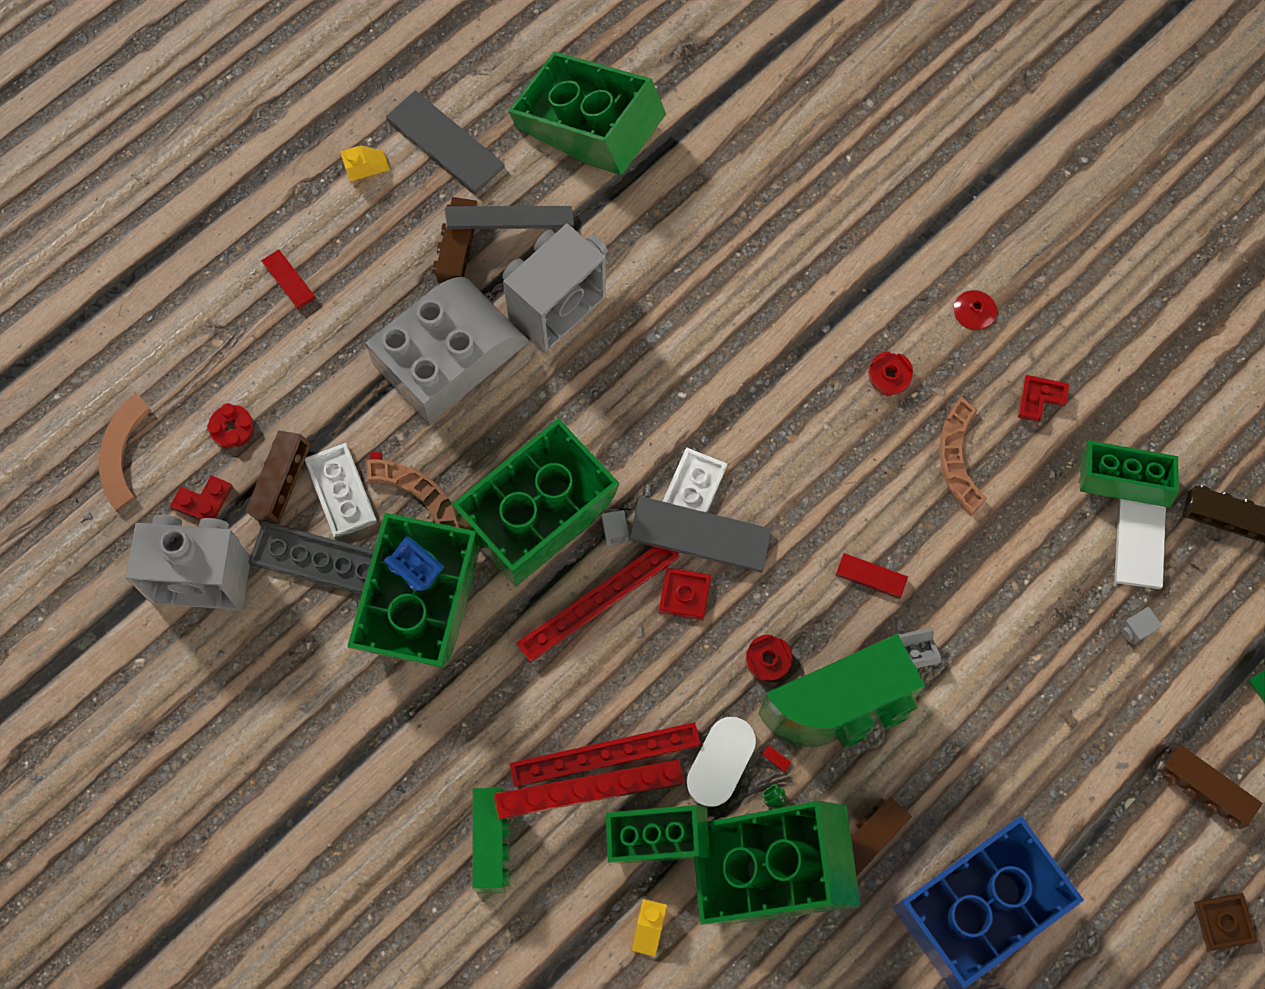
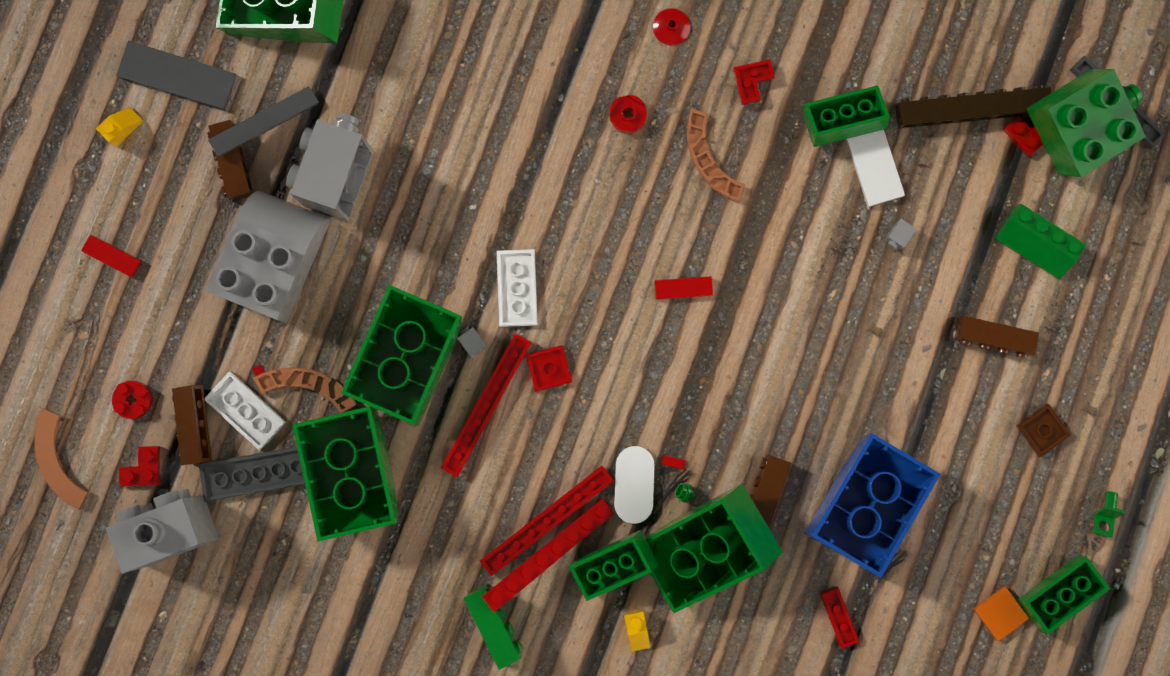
camera: 25 degrees left, 15 degrees up
(414, 565) = (336, 457): blue bracket -> none
(700, 534) = (539, 317): dark grey tile -> none
(773, 646) = (645, 388): red plate -> none
(846, 697) = (709, 399): green brick -> none
(921, 647) = (739, 334): light grey bracket -> none

